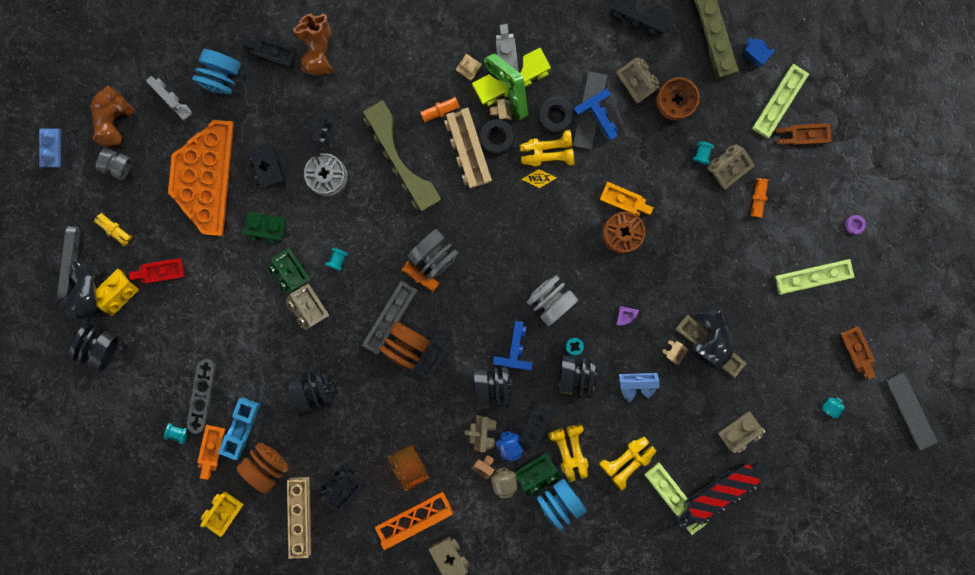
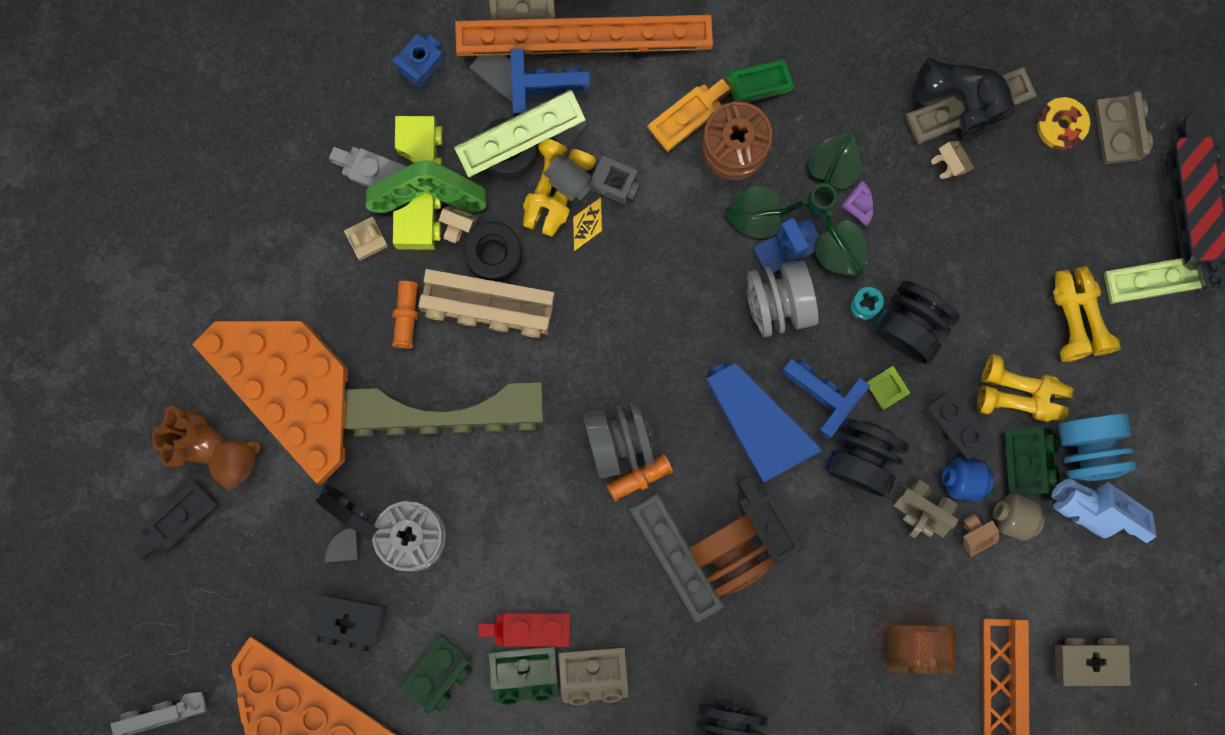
camera: 60 degrees left, 5 degrees down
(216, 71) = (161, 619): dark azure wheel -> none
(302, 144) = (343, 547): none -> dark grey tile
(312, 261) = (529, 630): none -> red hinge
(336, 259) = (545, 589): teal bush -> none
(370, 70) = (288, 383): none -> orange plate
(480, 324) = (760, 426): none -> blue slope
(531, 525) = (1103, 510): none -> light blue plate
(535, 380) = (887, 388): none -> lime tile
(555, 155) = (568, 178): none -> dark grey brick
(564, 117) = (519, 133): none -> yellowish green tile
(568, 173) = (609, 170): none -> dark grey brick
(572, 46) = (419, 69): none -> blue brick
(583, 290) = (789, 244): none -> blue bracket
(597, 318) = (839, 166): none -> dark green plant
(631, 382) = (964, 248): medium blue tile -> none
(637, 122) = (584, 35): none -> orange plate
(662, 228) = (760, 81): none -> green tile
(727, 391) = (1073, 113): none -> yellow piece

